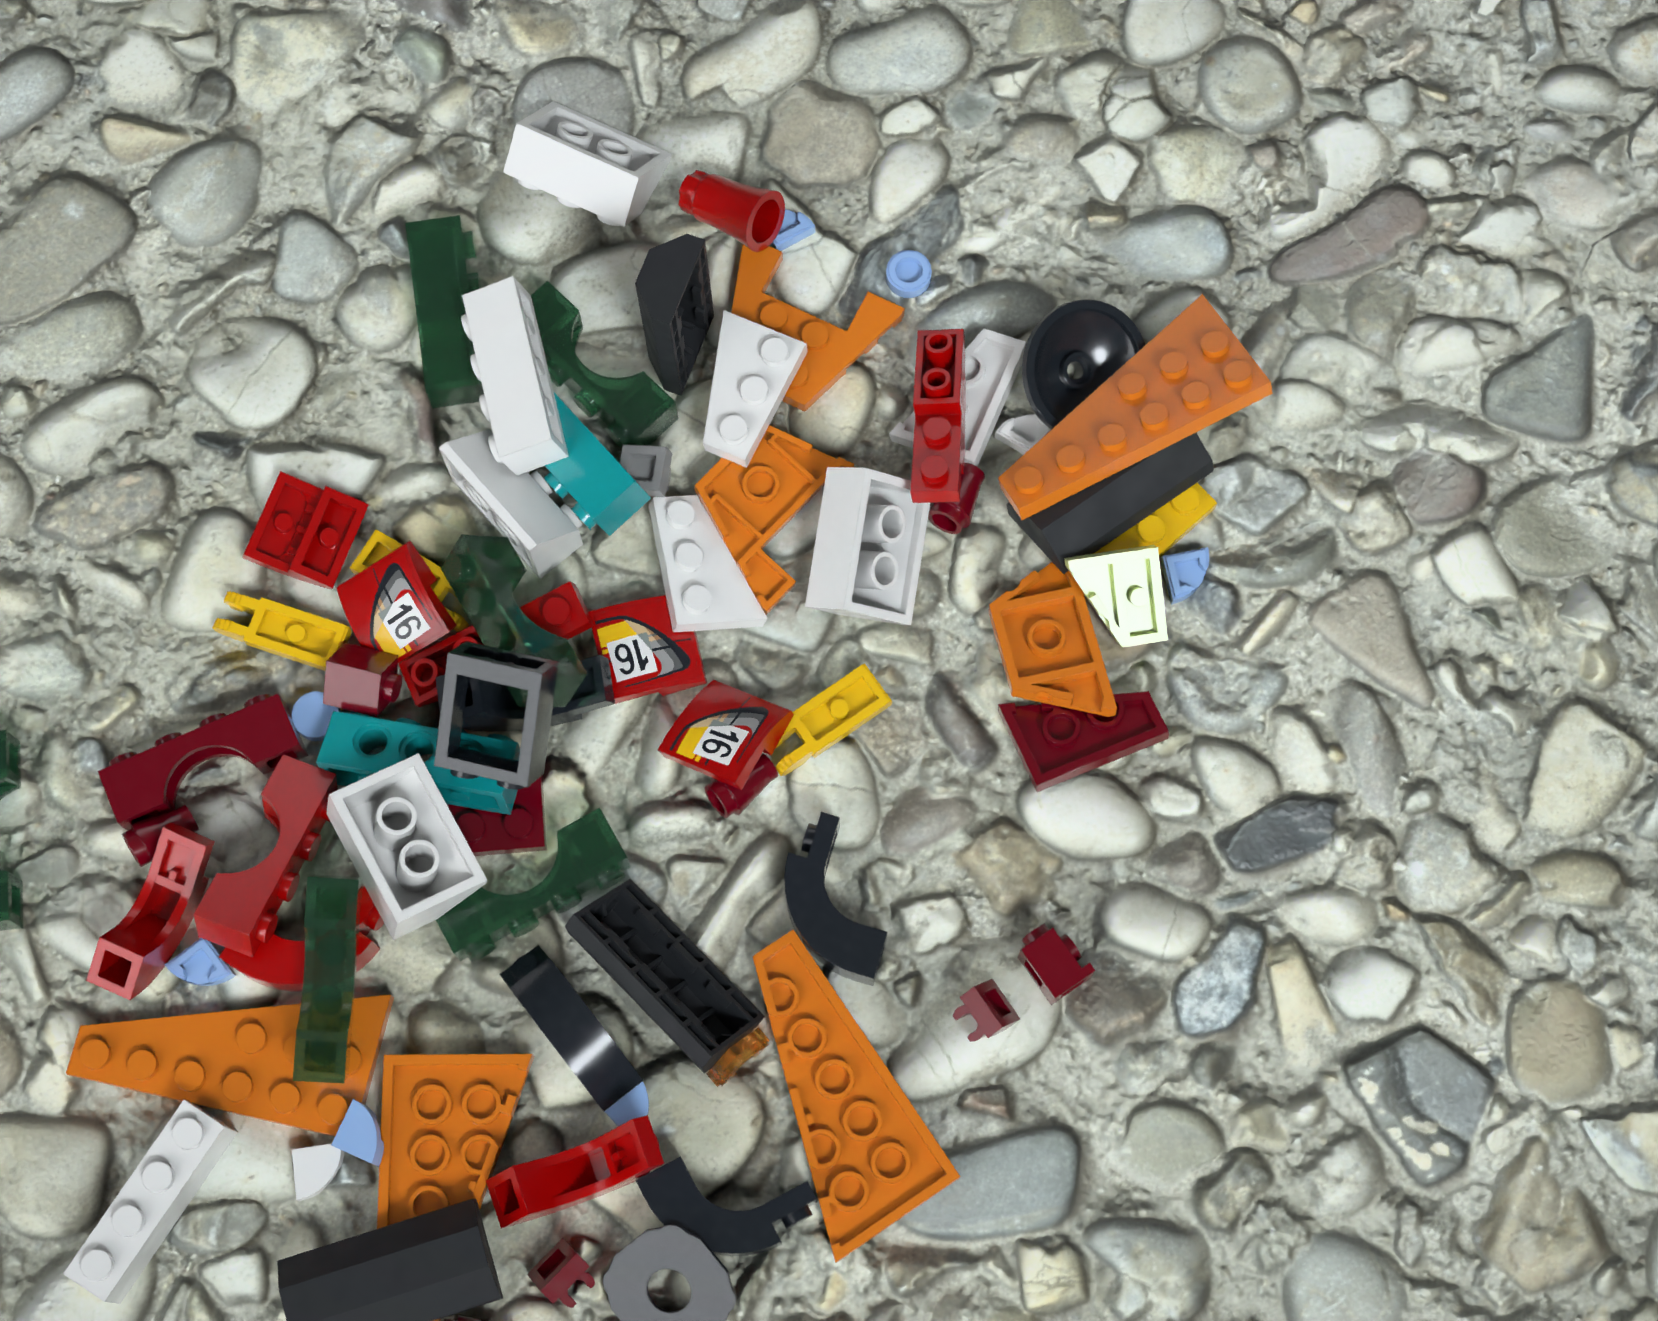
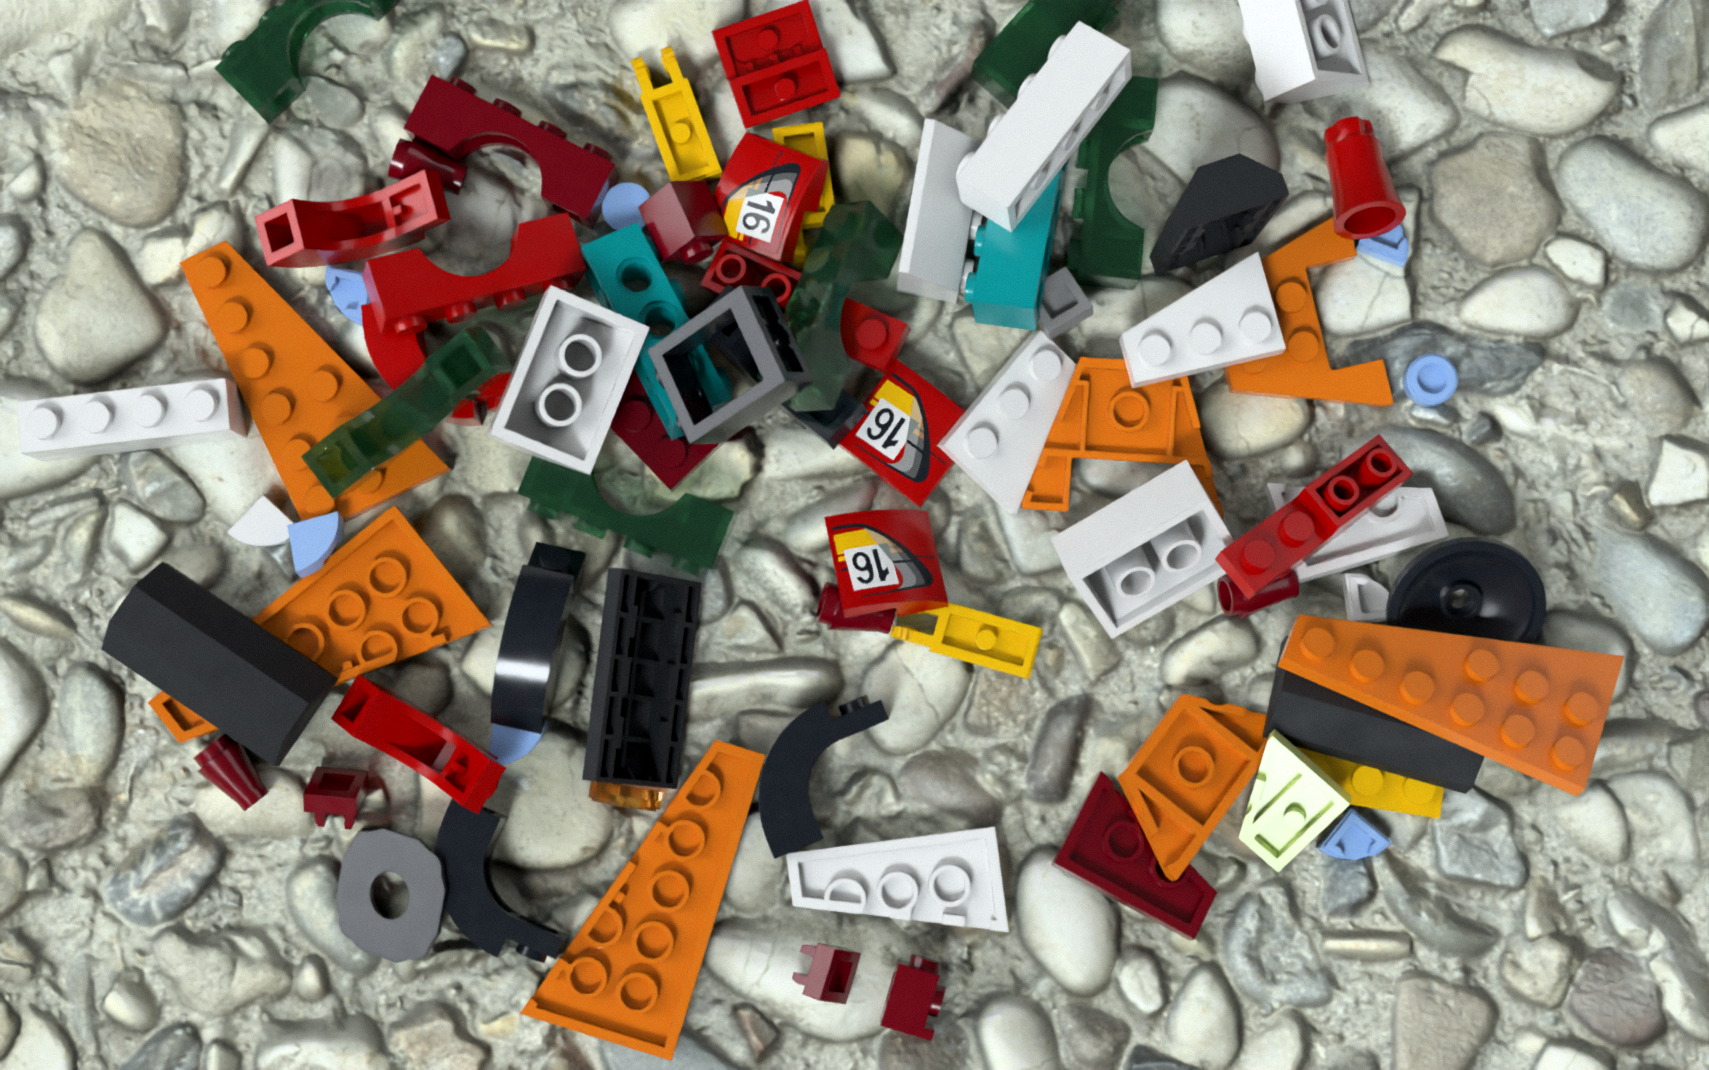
camera: 50 degrees right, 10 degrees up
(970, 893) = (921, 878): none -> white wing

